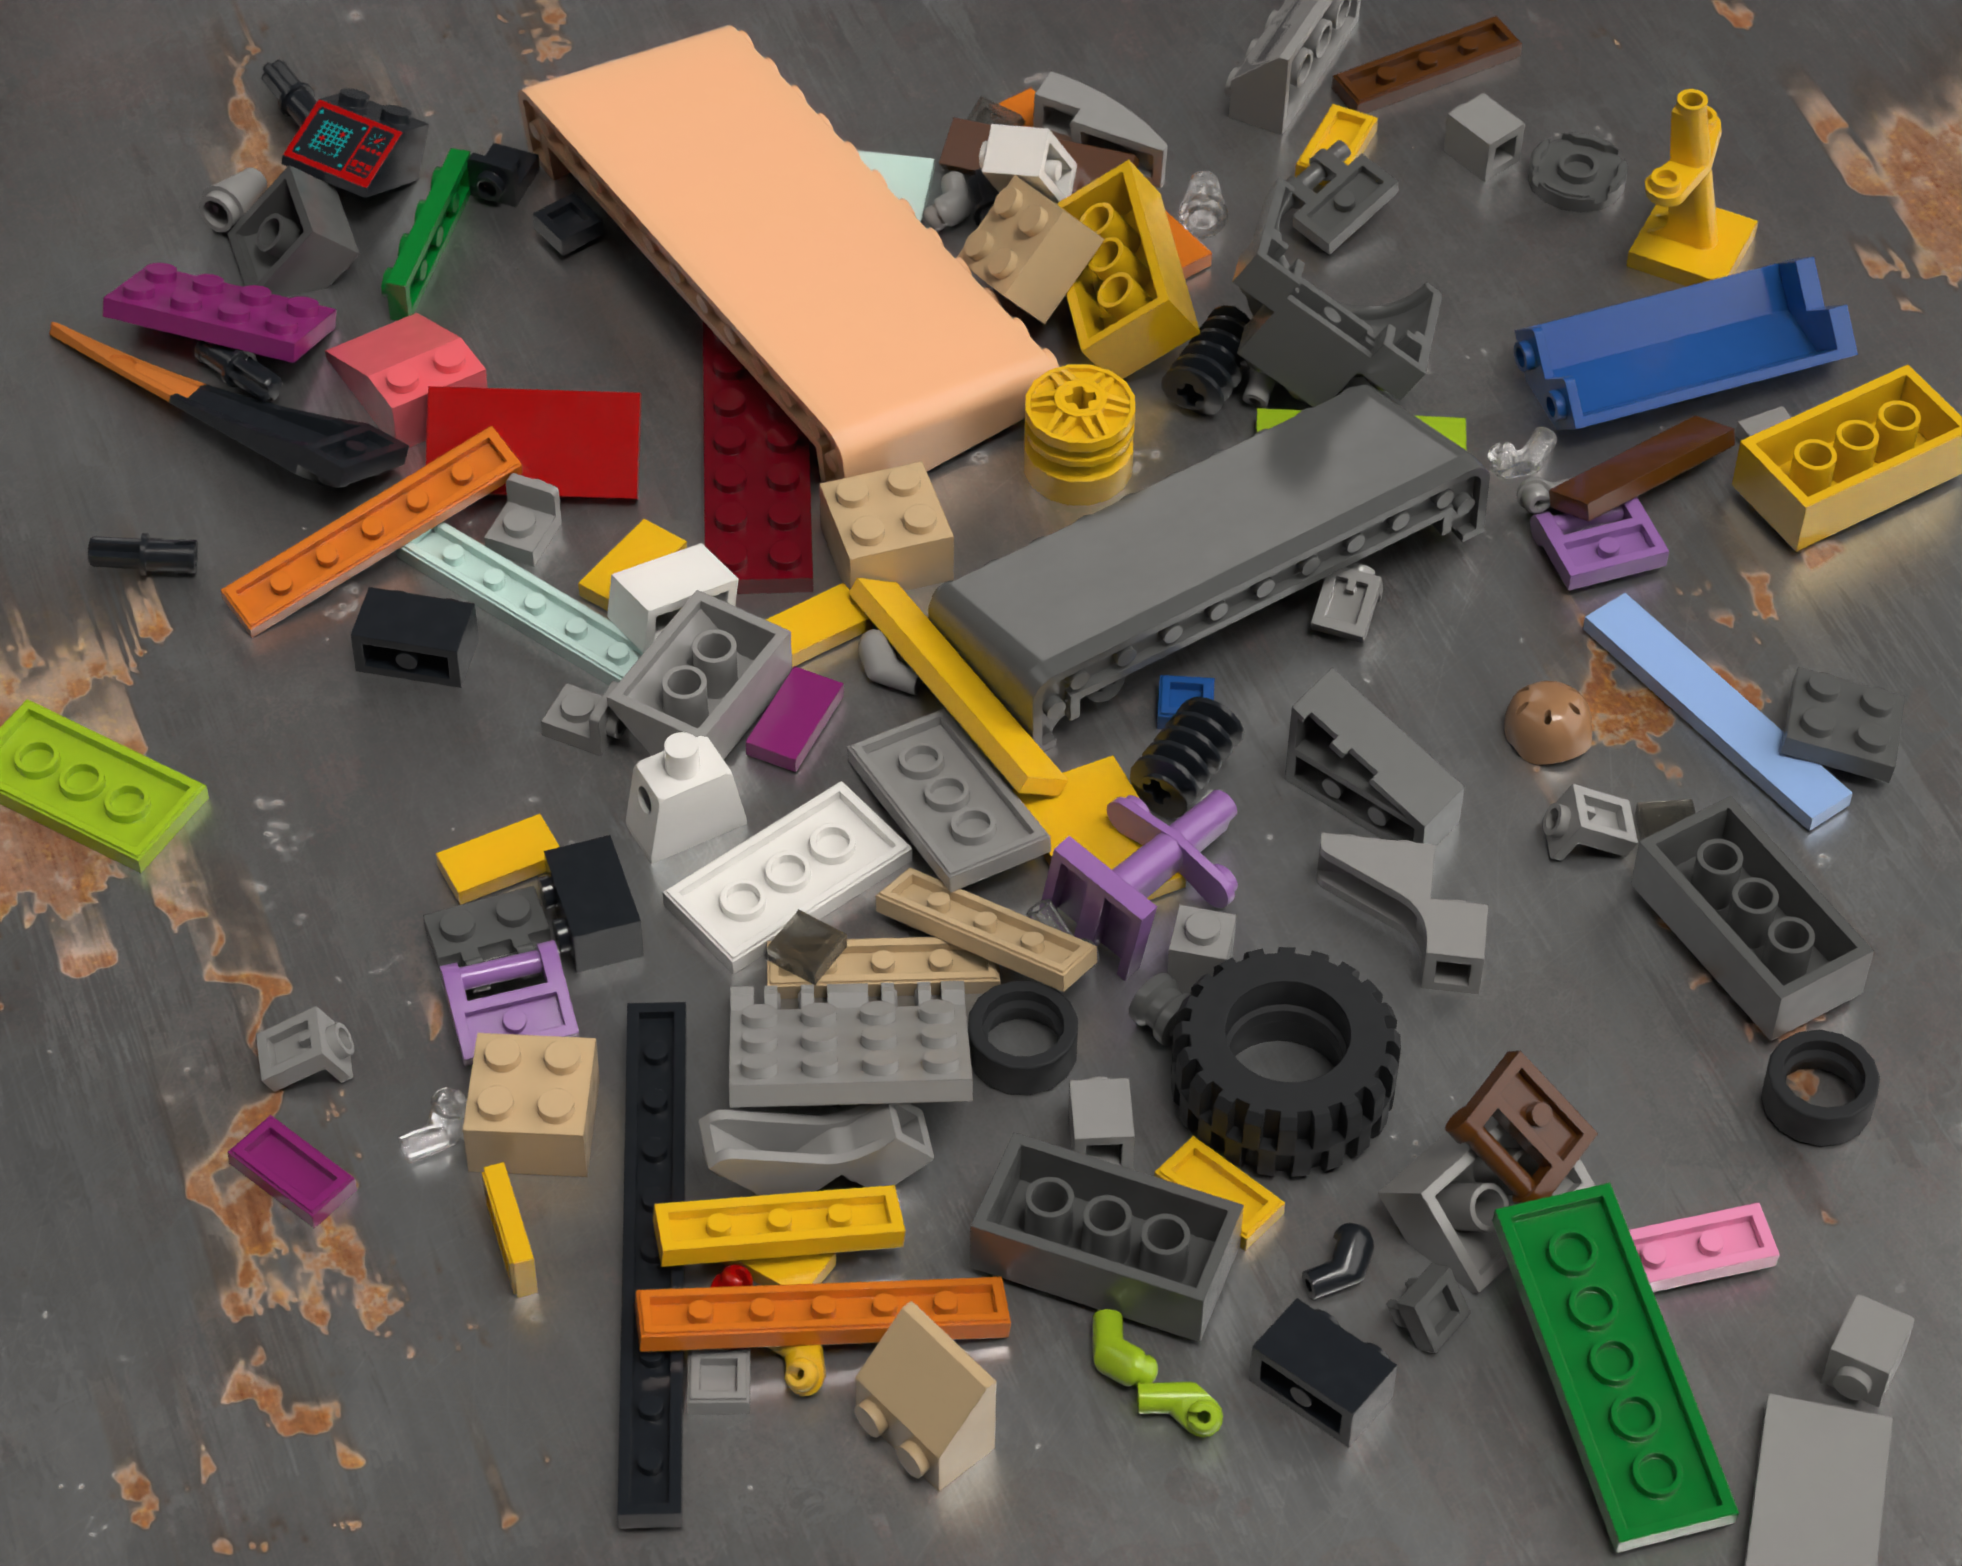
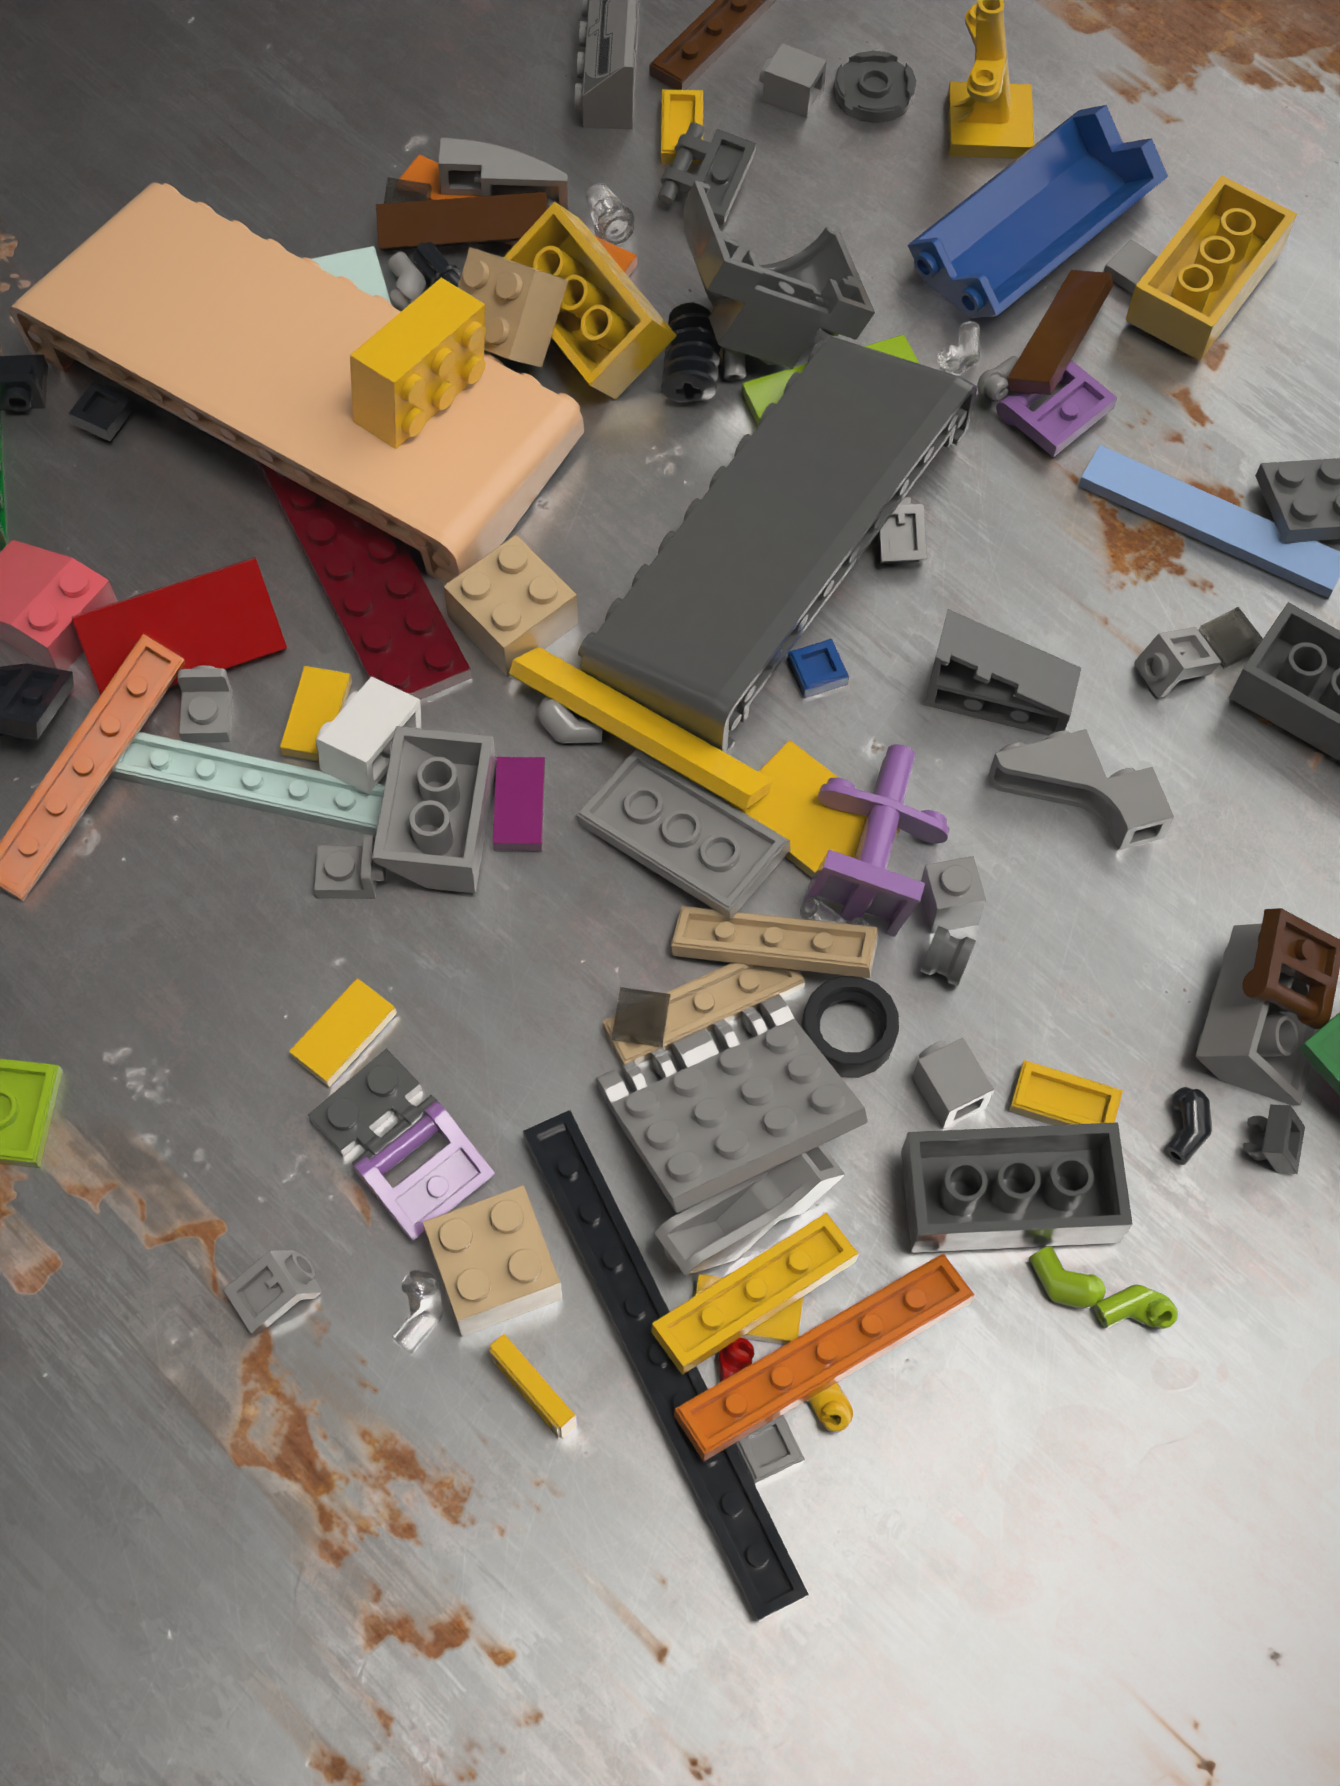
camera: 25 degrees left, 15 degrees up
(292, 1171) = (316, 1404): magenta tile -> none
(415, 637) = (168, 852): black brick -> none
(591, 903) = (444, 1047): black brick -> none
(682, 798) = (479, 916): white torso -> none
(800, 862) = (585, 953): white tile -> none
(822, 623) = (494, 706): yellow tile -> none
(893, 258) = (418, 363): none -> yellow brick
(927, 1399) = (954, 1404): tan slope -> none
(1030, 155) = (464, 226): white brick -> none
(1079, 434) = (623, 460): yellow wheel -> none
(1185, 756) = (850, 721): black piece -> none
(1273, 1120) = (1095, 916): black tyre -> none
(1323, 1371) = (1232, 1232): black brick -> none
(1548, 723) = (1098, 567): medium nougat helmet -> none

